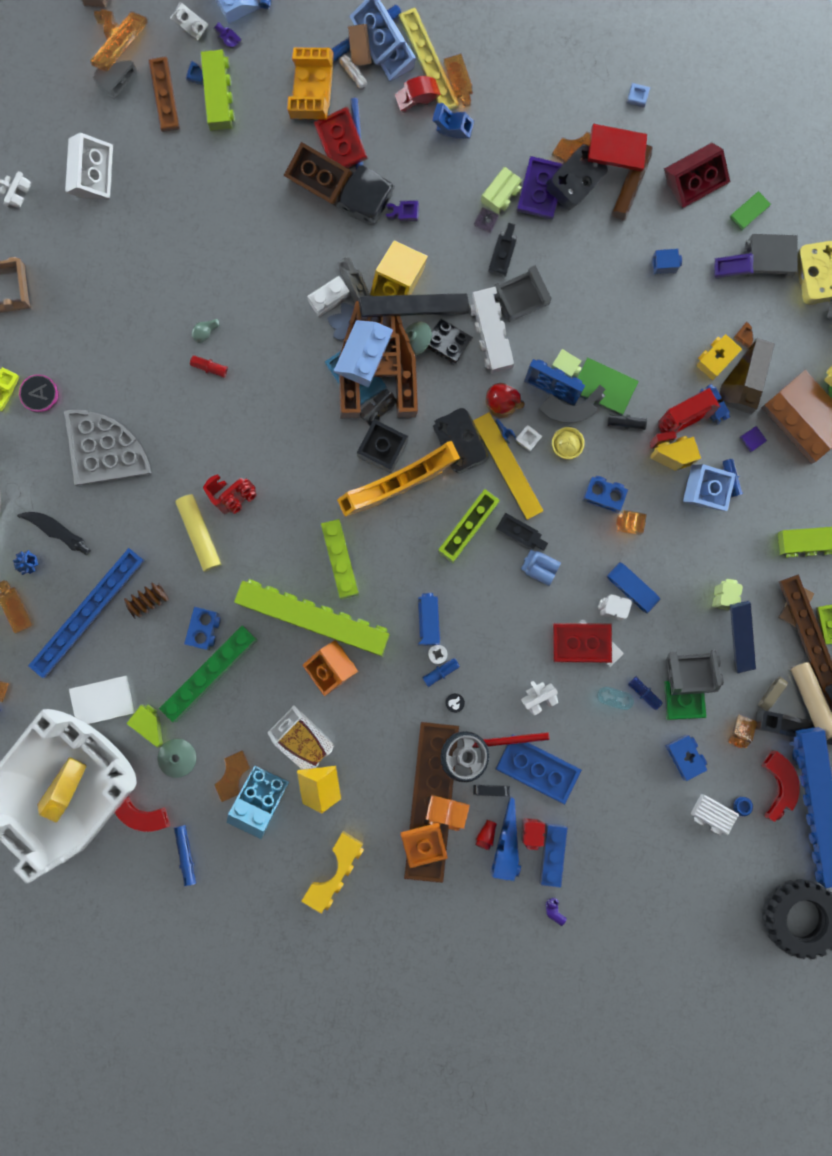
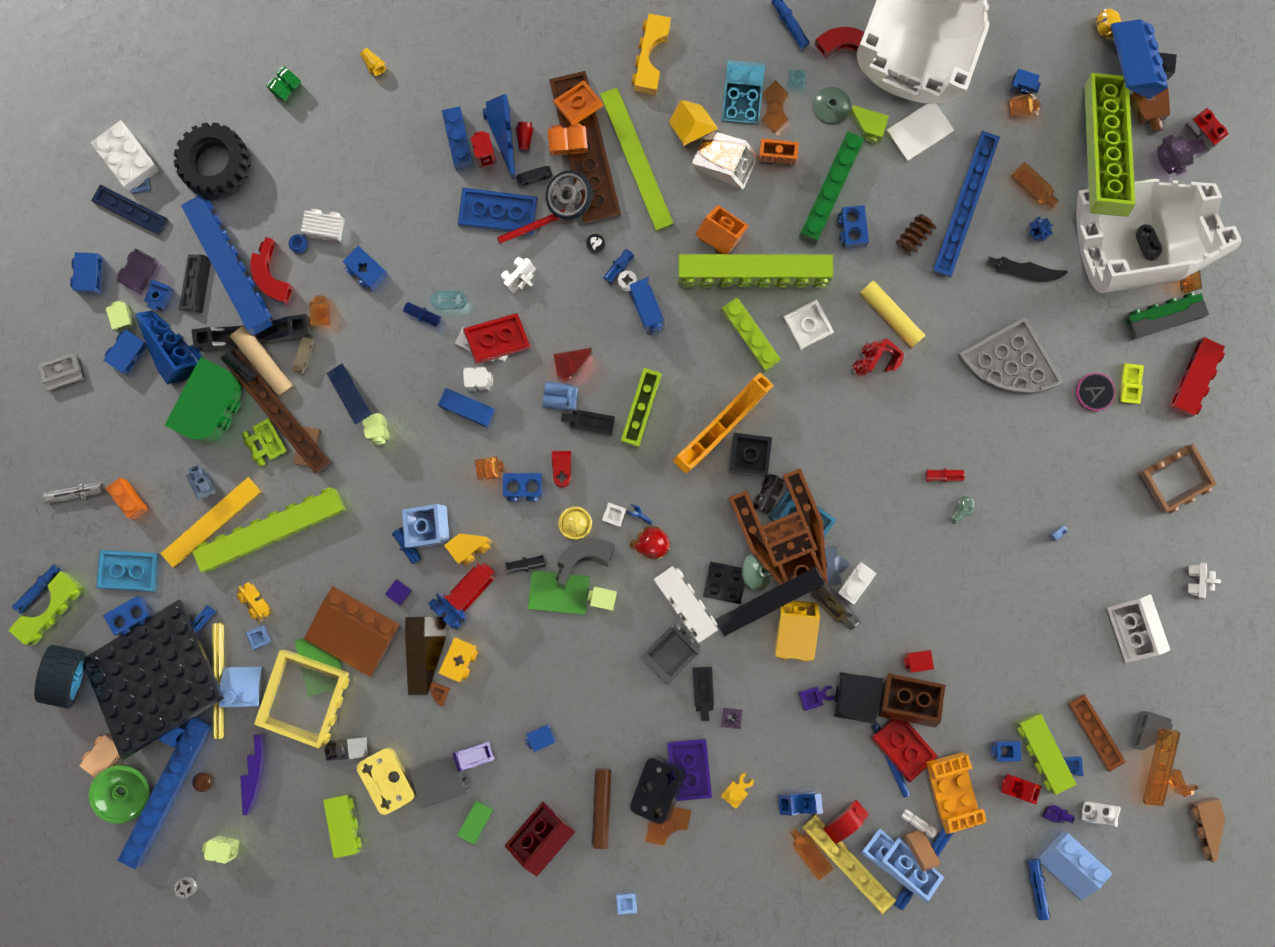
camera: 160 degrees right, 0 degrees up
(61, 790) = (923, 35): yellow slope -> none
(127, 277) = (1057, 534): none -> medium blue tile
(194, 798) = (796, 74): none -> clear light blue plate
(246, 727) = (778, 151): none -> orange brick
(248, 99) = (1013, 751): none -> blue brick
(251, 67) = (1021, 789): none -> red brick
(281, 552) = (808, 324): none -> white tile
(298, 208) = (918, 661): none -> red brick
(363, 351) = (802, 532): light blue slope -> none
(385, 773) = (636, 159): none -> lime tile
(459, 425) = (684, 486): black axle -> none
(501, 191) = (727, 751): yellowish green brick -> none
(506, 154) = (735, 792): none -> yellow plate
(508, 466) = (624, 481): yellow tile -> none
(521, 594) = (571, 363): none -> clear red slope
(553, 912) = (440, 89): dark purple arm -> none
(554, 382) = (608, 572): blue plate -> none
(562, 502) = (561, 465): none -> red piece
(610, 963) = (373, 63): none -> yellow cone
(617, 147) = (628, 832): red tile -> none
(663, 437) = (485, 556): red tile -> none
(684, 706) = (383, 322): green tile -> none
(694, 673) = (382, 347): dark grey panel -> none
(707, 974) = (283, 83): none -> green wheel

